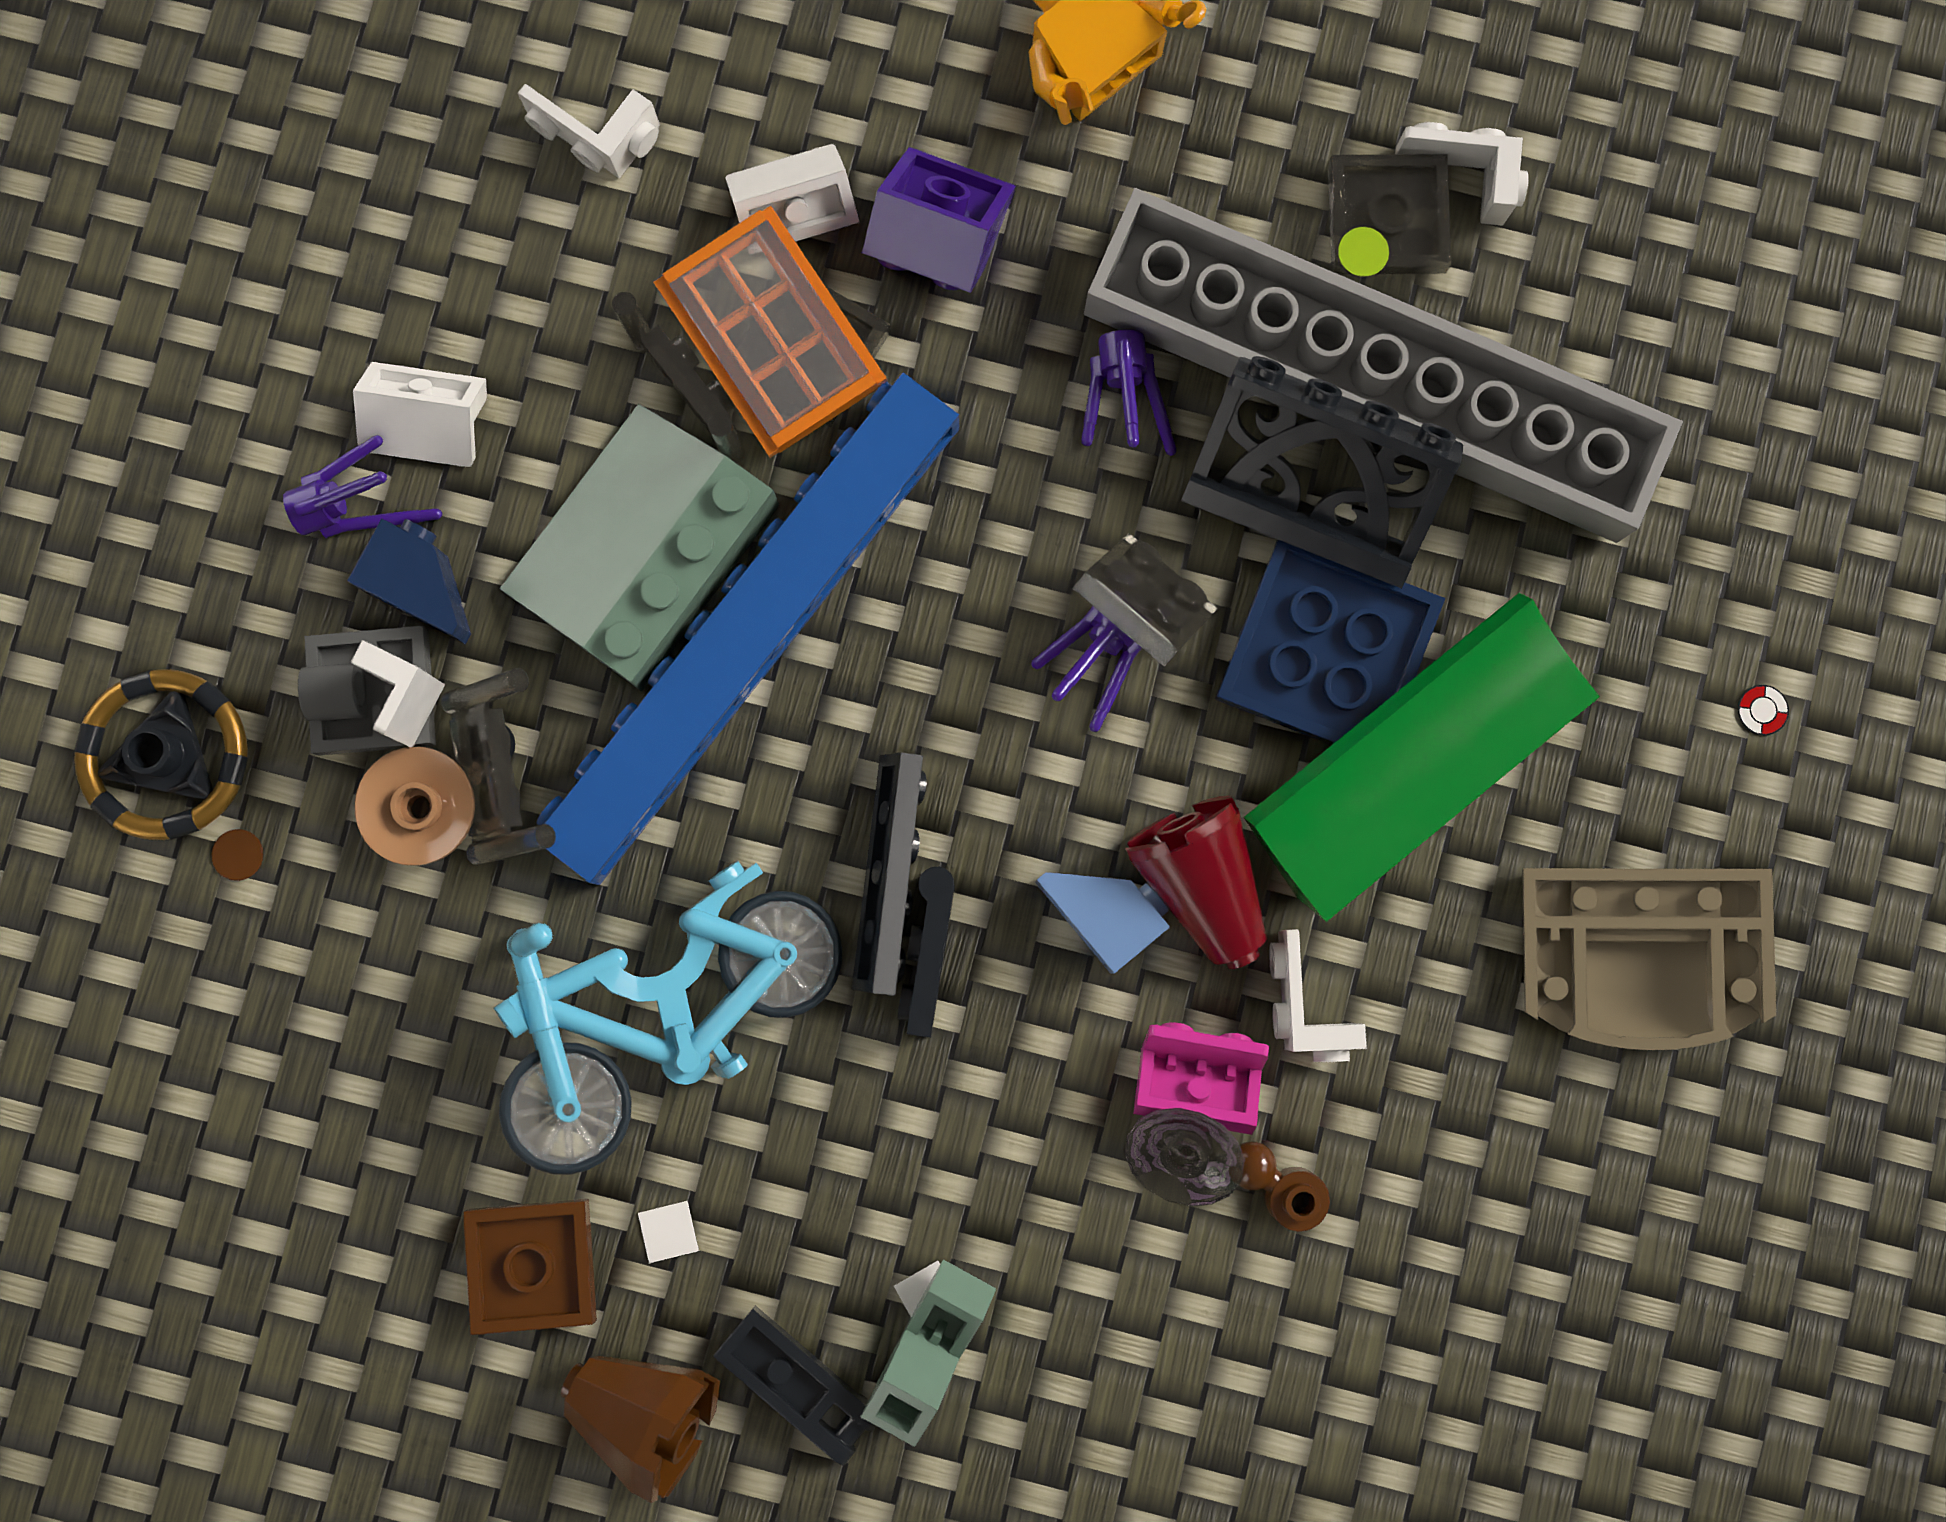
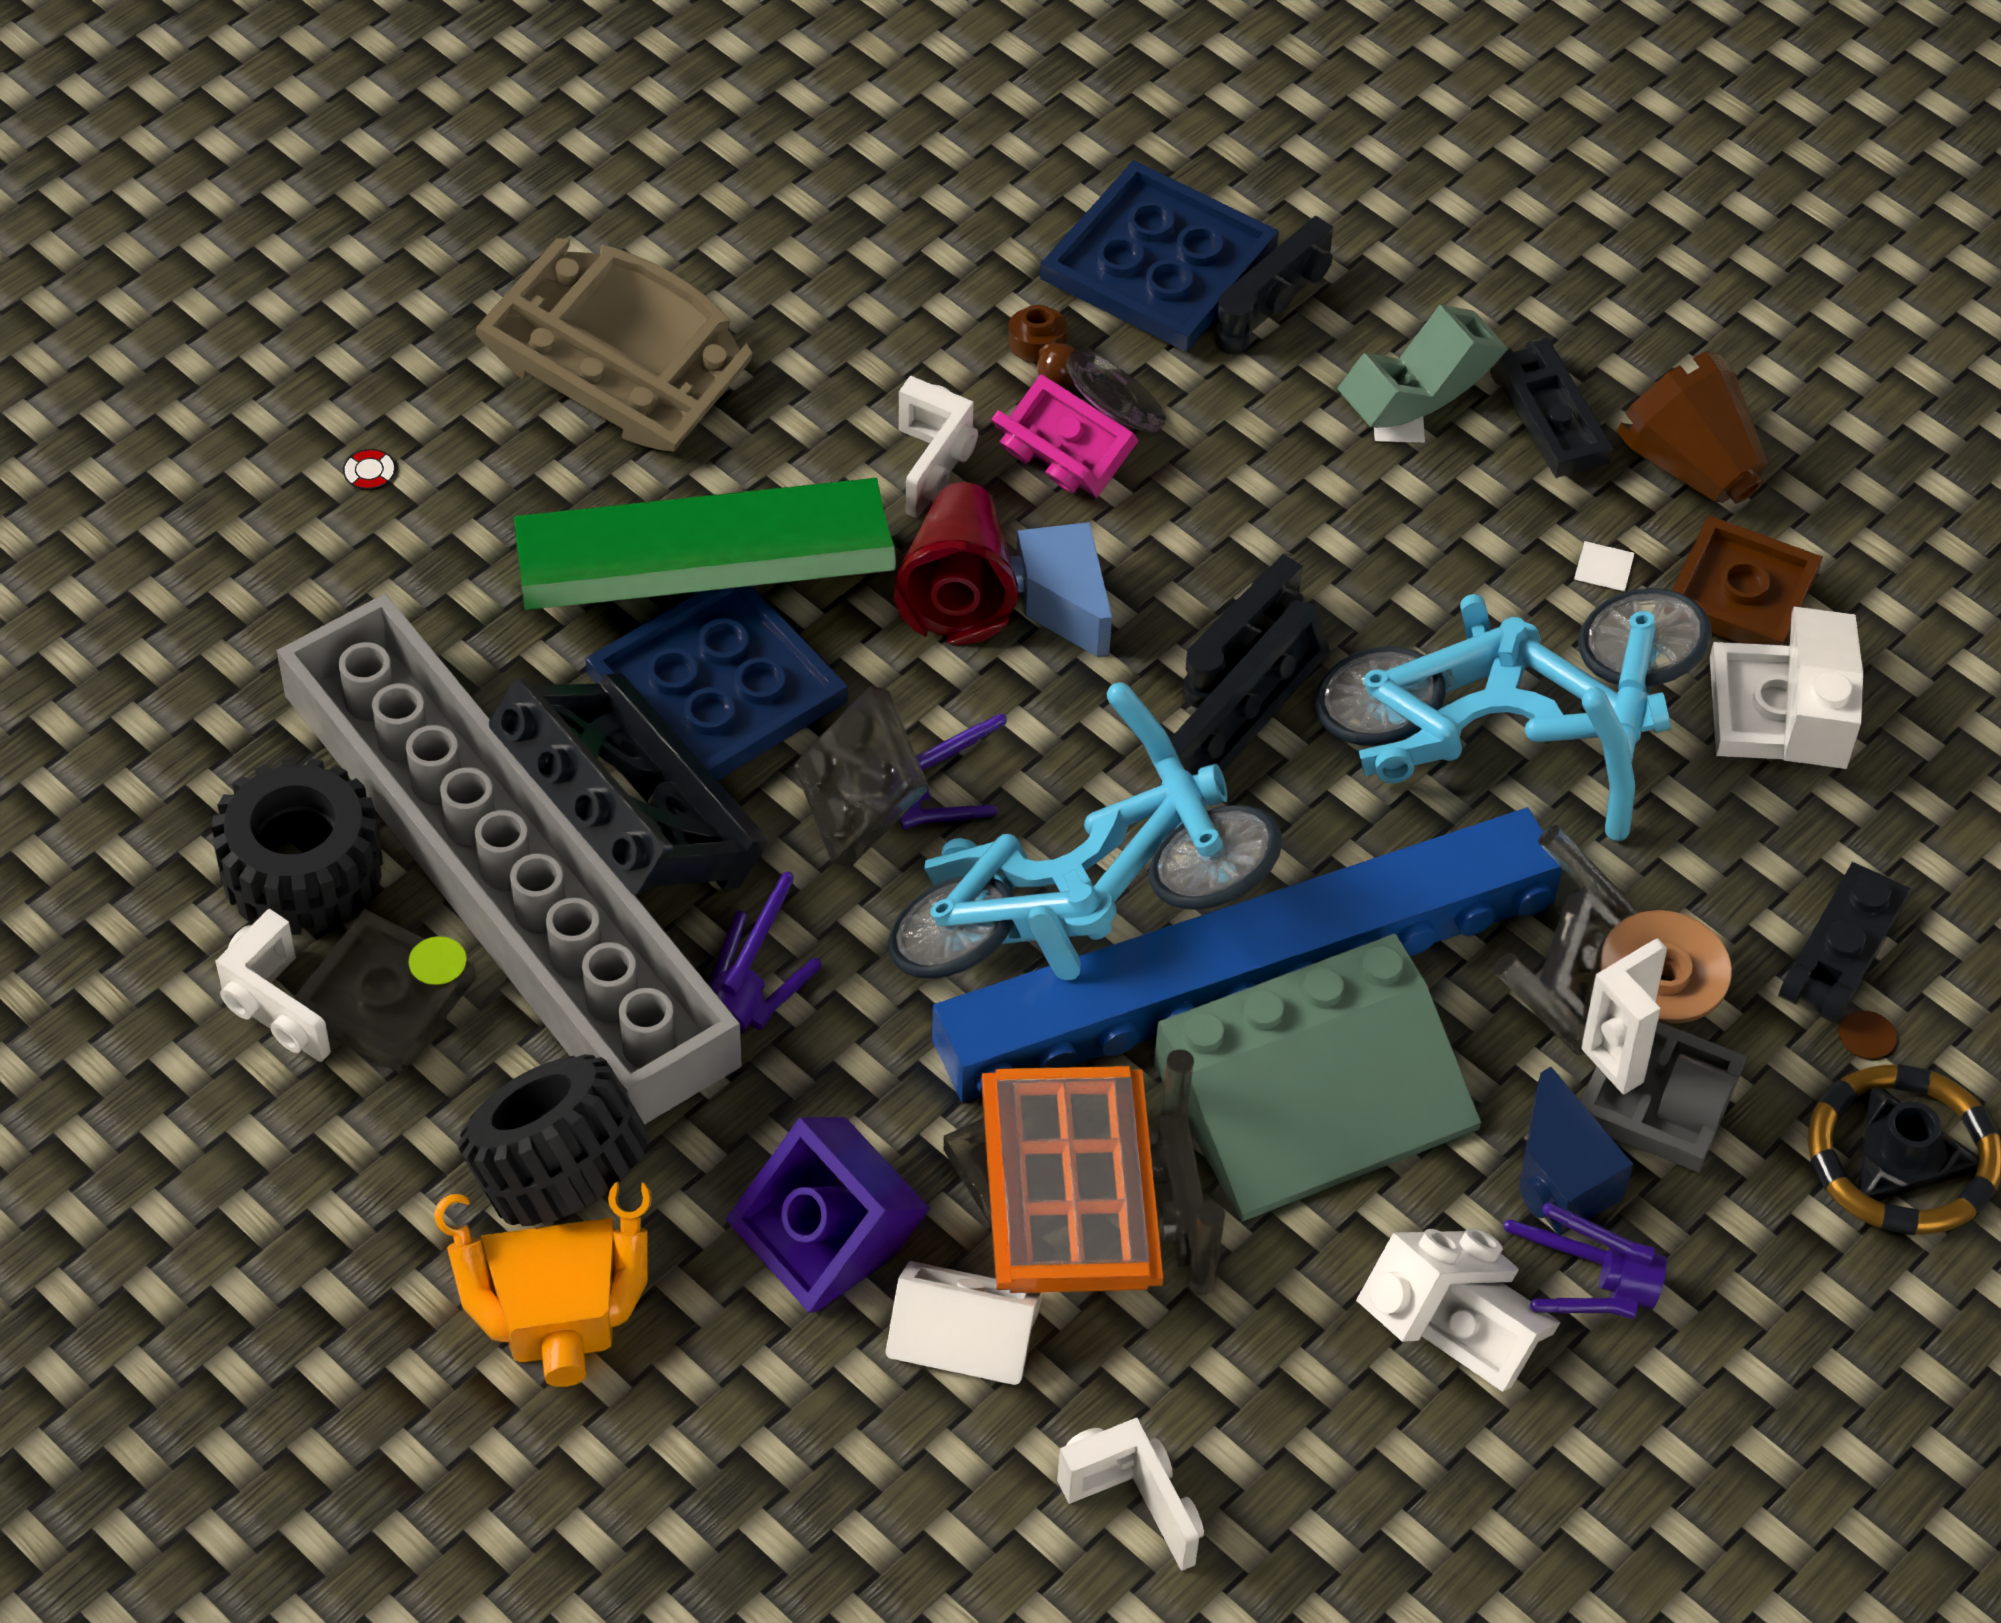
camera: 150 degrees left, 30 degrees down
(287, 928) = (1845, 942): none -> black plate
(401, 1171) = (1823, 688): none -> white slope
(444, 1148) = (1749, 699): none -> white plate
(456, 415) = (1420, 1268): none -> white bracket
(791, 610) = (1195, 865): none -> medium azure piece
(1118, 1376) = (1272, 284): none -> black plate
(1163, 122) = (553, 1140): none -> black tyre
(1243, 1361) = (1157, 254): none -> dark blue plate
(1567, 249) = (289, 806): none -> black tyre

